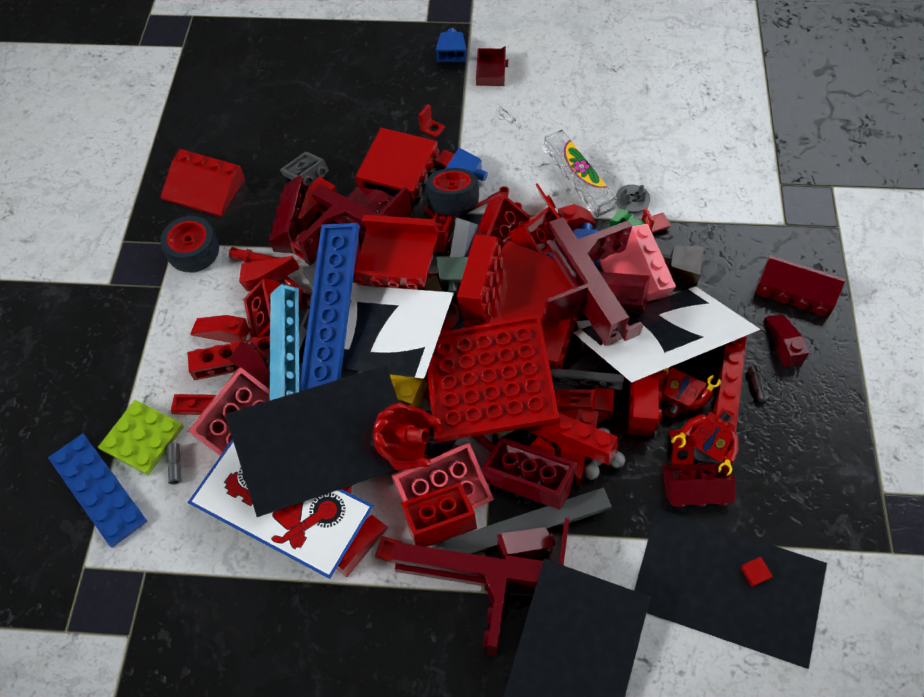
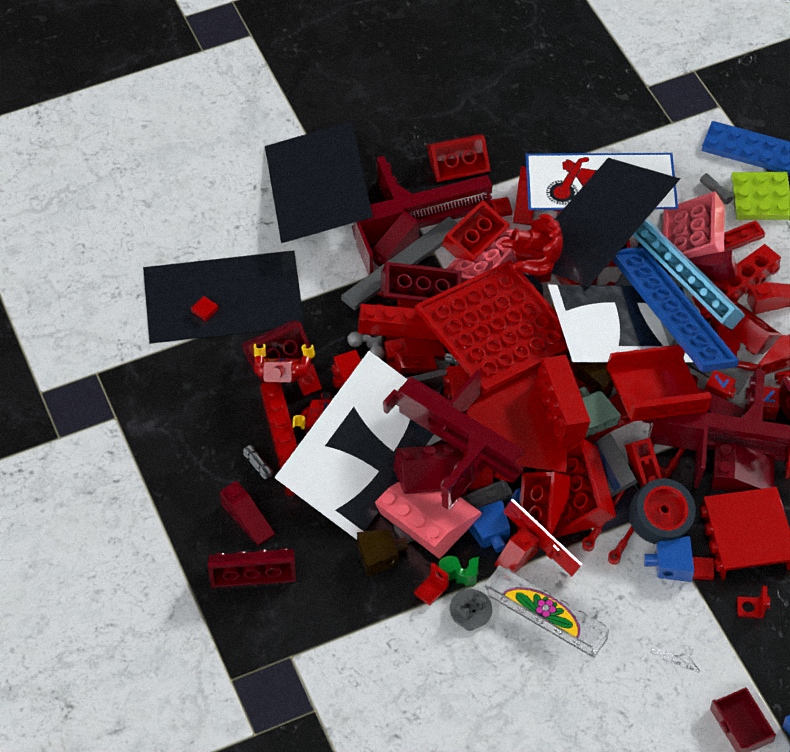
camera: 150 degrees right, 5 degrees down
(393, 635) = (459, 157): none -> red slope

